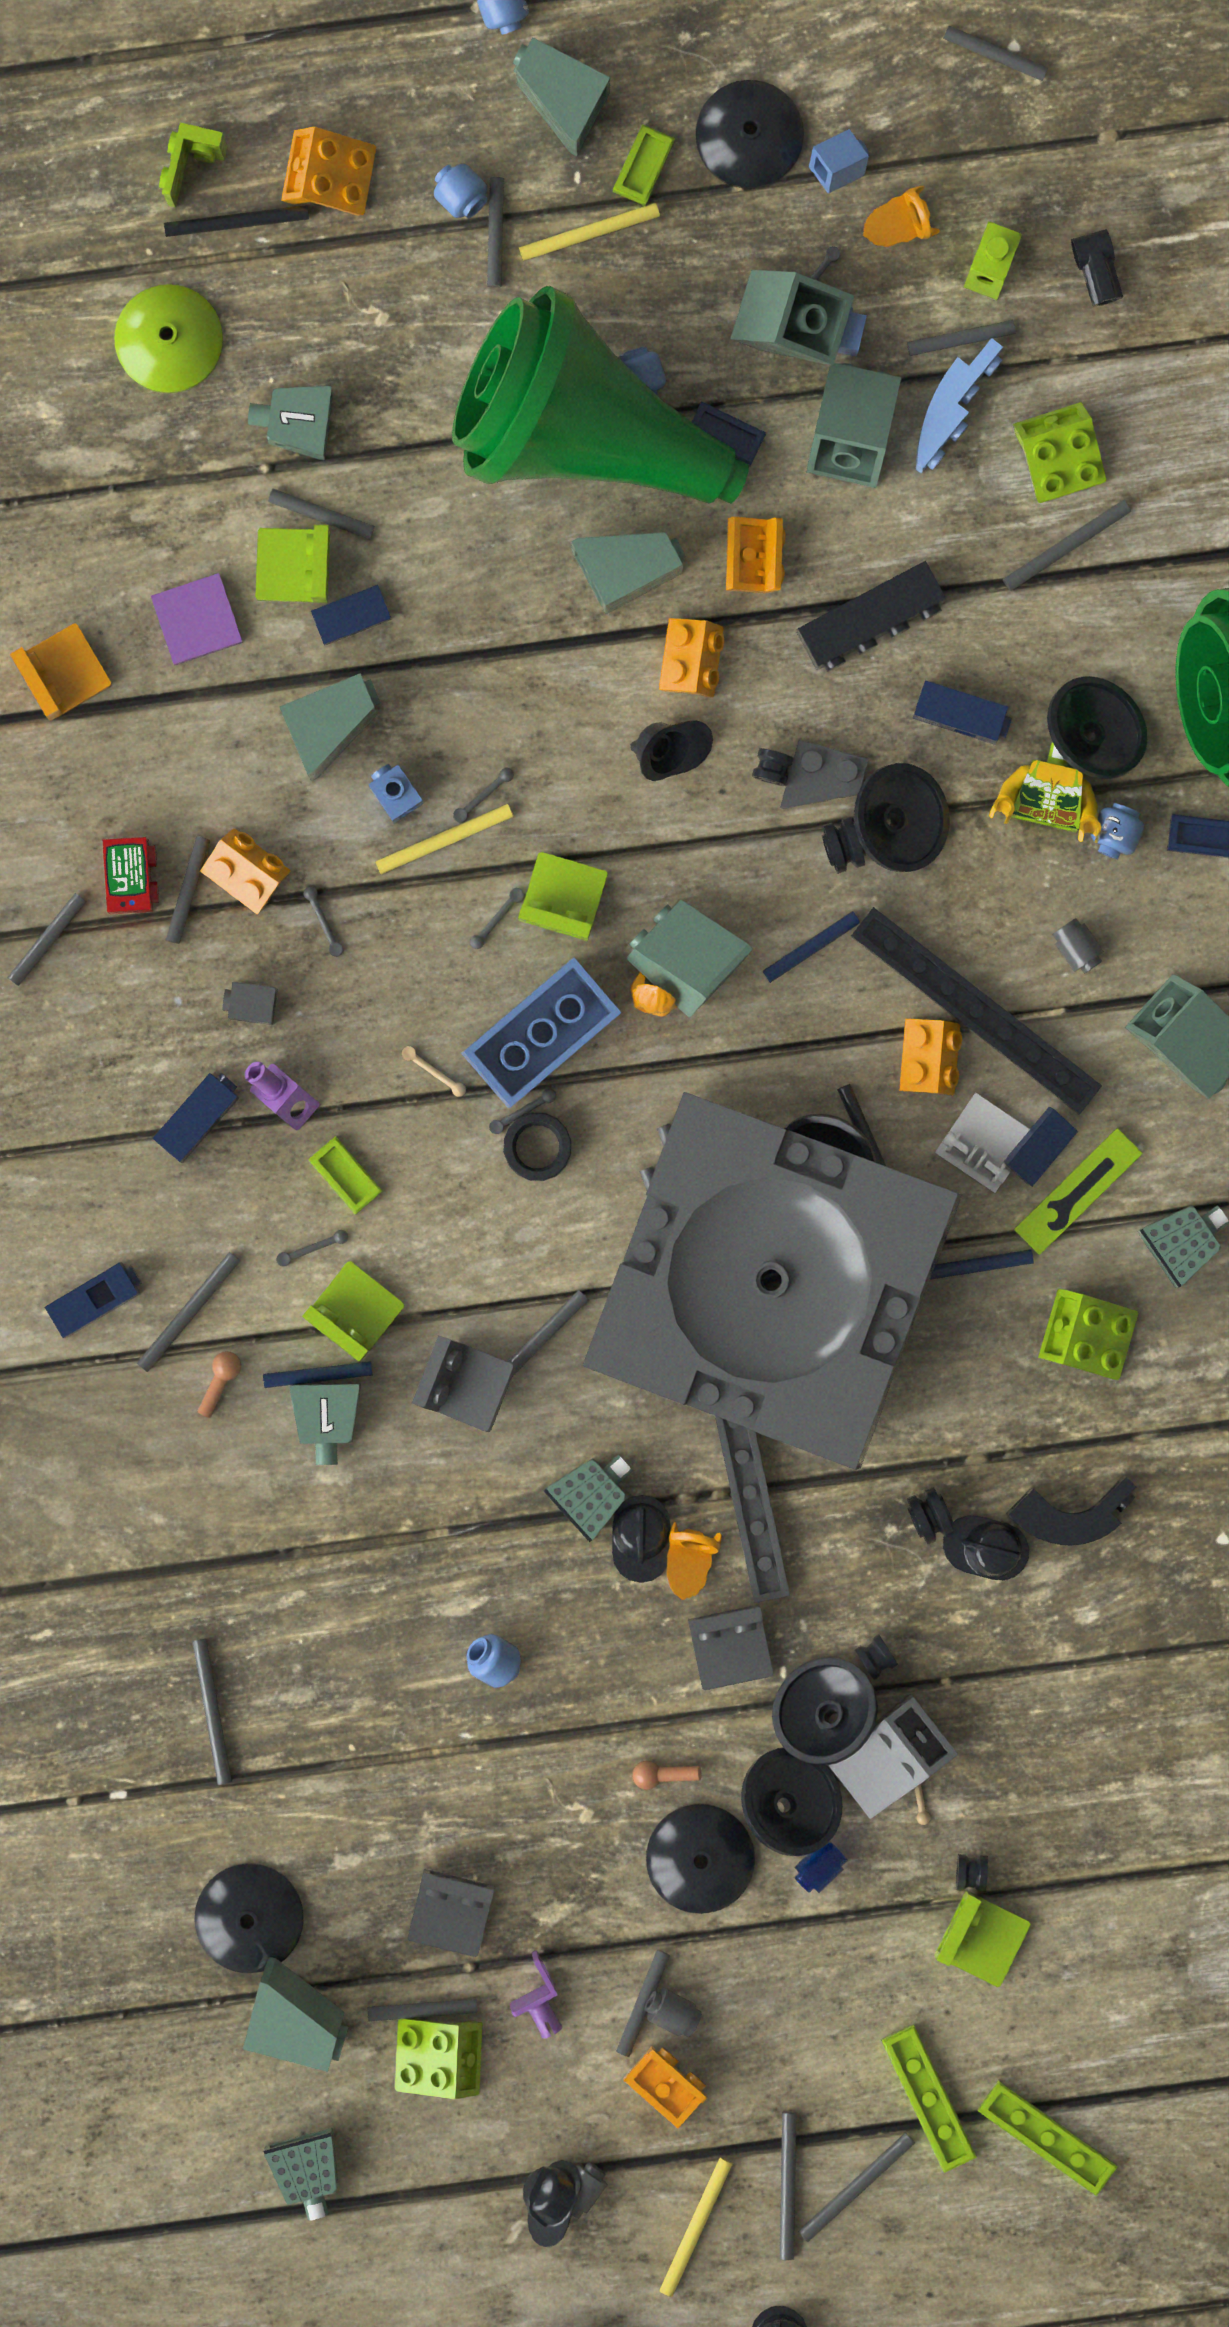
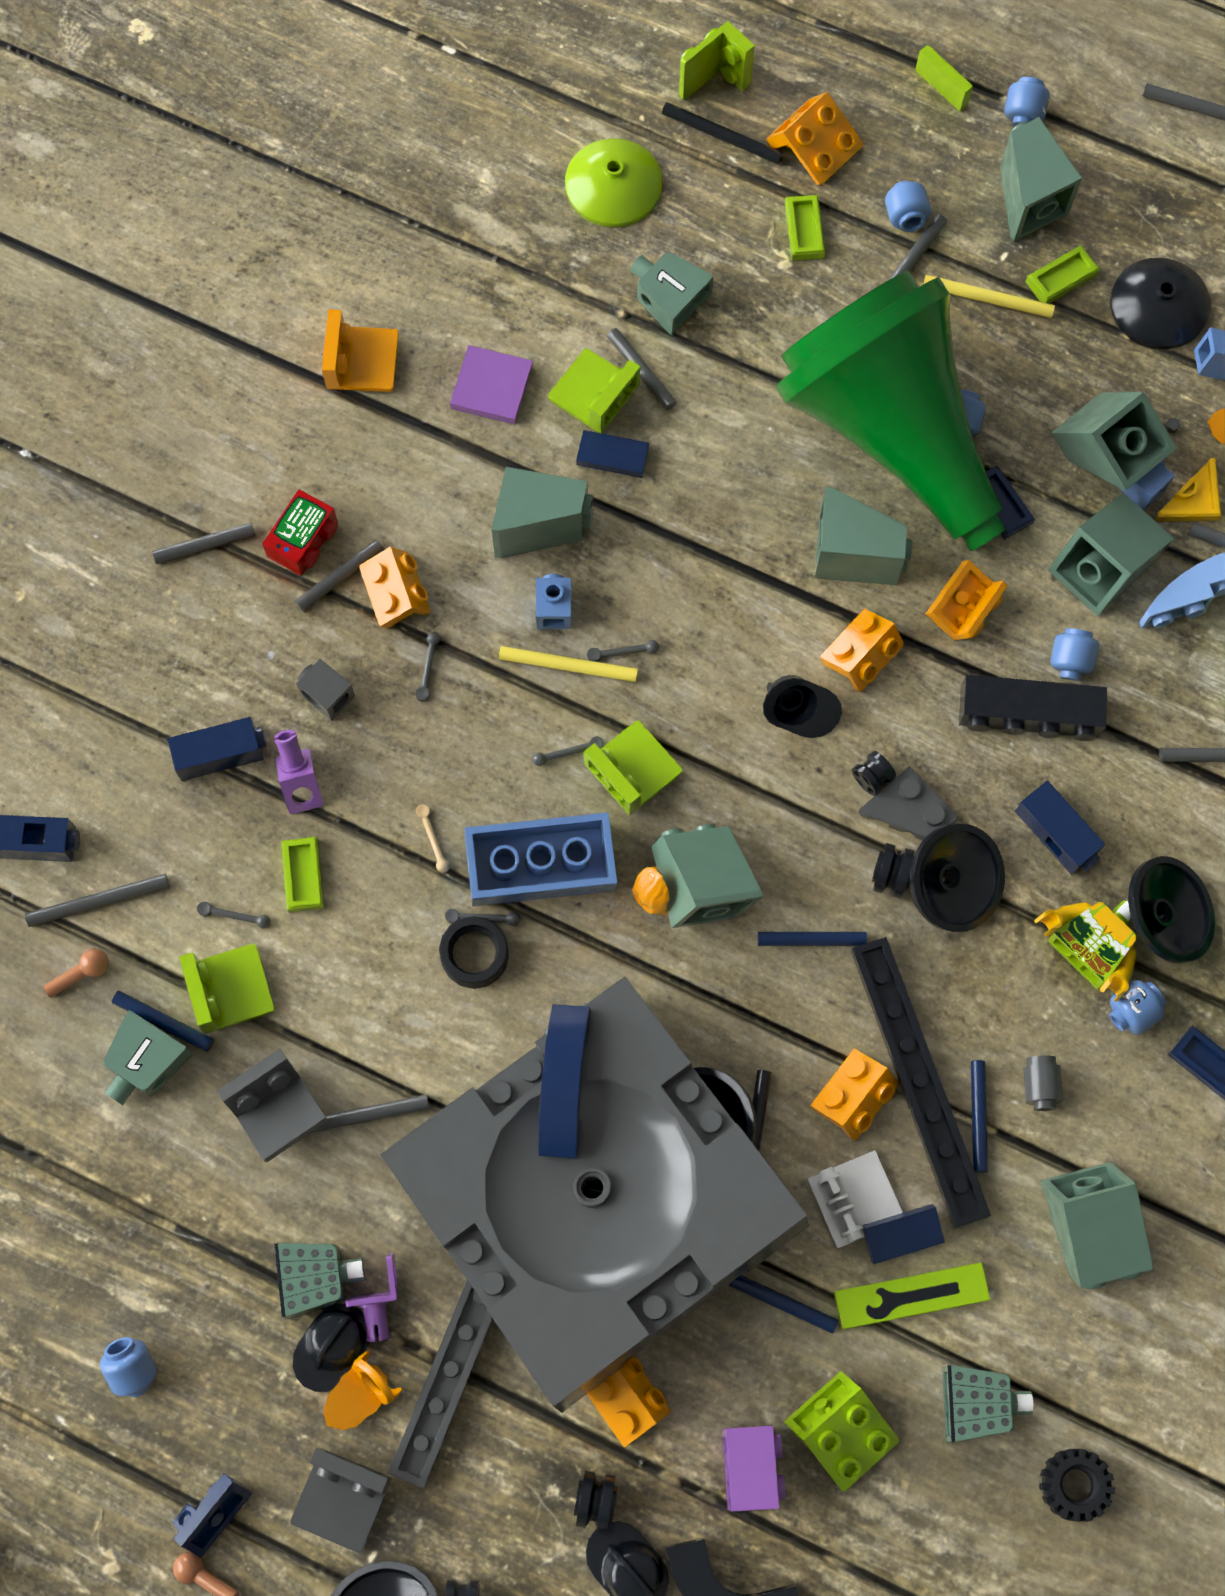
camera: 35 degrees right, 15 degrees down
(376, 270) = (804, 227): none -> lime tile
(408, 28) = (943, 78): none -> lime tile
(637, 1738) = (203, 1525): none -> dark blue hinge
(654, 1483) = (375, 1304): none -> medium lavender bracket
(691, 1210) = (562, 1081): none -> dark blue slope
(878, 542) = (1074, 654): none -> medium blue head
(897, 315) = (1196, 499): none -> yellow tile
(908, 1424) = (629, 1402): none -> light orange bracket
(1036, 1411) = (751, 1468): none -> medium lavender brick
(1043, 1007) = (979, 1116): none -> dark blue bar

